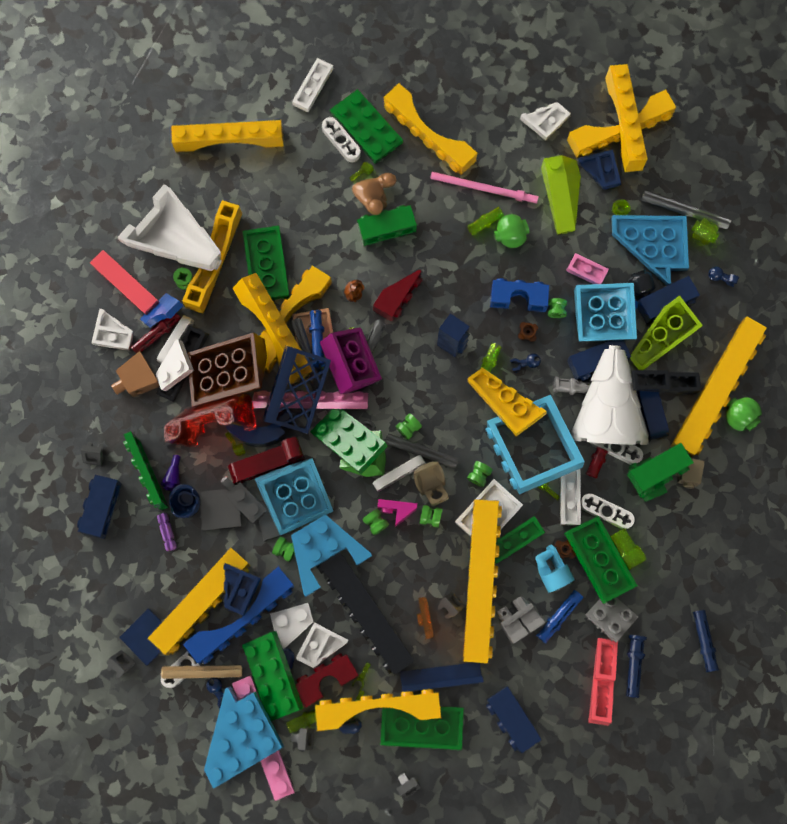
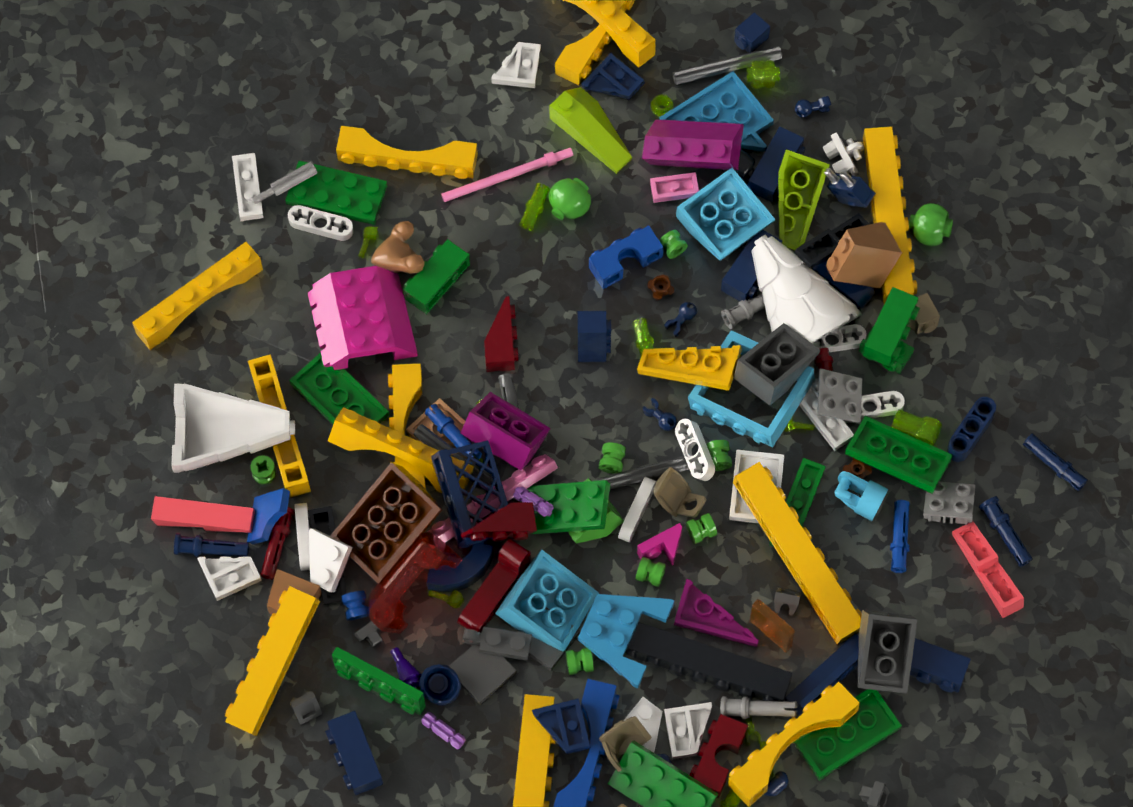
camera: 35 degrees left, 10 degrees down
(90, 410) = (272, 660): none -> yellow brick
(108, 301) = (200, 546): none -> dark blue pin
(172, 408) = (355, 603): none -> blue wheel
(267, 623) = (619, 737): none -> dark tan piece
(302, 422) = (512, 520): none -> dark red slope
(318, 220) = (361, 316): none -> dark pink slope
(332, 421) = (539, 504): none -> medium lavender axle
(338, 98) = (287, 182): none -> light grey axle
(354, 290) = (452, 363): dark orange plate -> none
(368, 662) = (745, 707): none -> light grey pin
(388, 574) = (701, 614): none -> magenta wing
(462, 471) = (702, 456): none -> white beam
(463, 424) = (665, 420): none -> dark blue arm
(486, 694) = (885, 650): none -> dark grey slope
(526, 614) = (867, 568): light grey hips -> none
(560, 440) = (775, 363): none -> dark grey slope
(589, 491) = (839, 395): none -> light grey hinge
(620, 249) = (693, 144): none -> magenta slope
(673, 576) = (978, 421): none -> dark blue beam
(678, 406) = (864, 256): none -> medium nougat slope
(704, 351) = (849, 189): none -> dark blue piece
(718, 198) = (751, 33): none -> dark blue brick
(719, 317) = (837, 147): none -> white hips

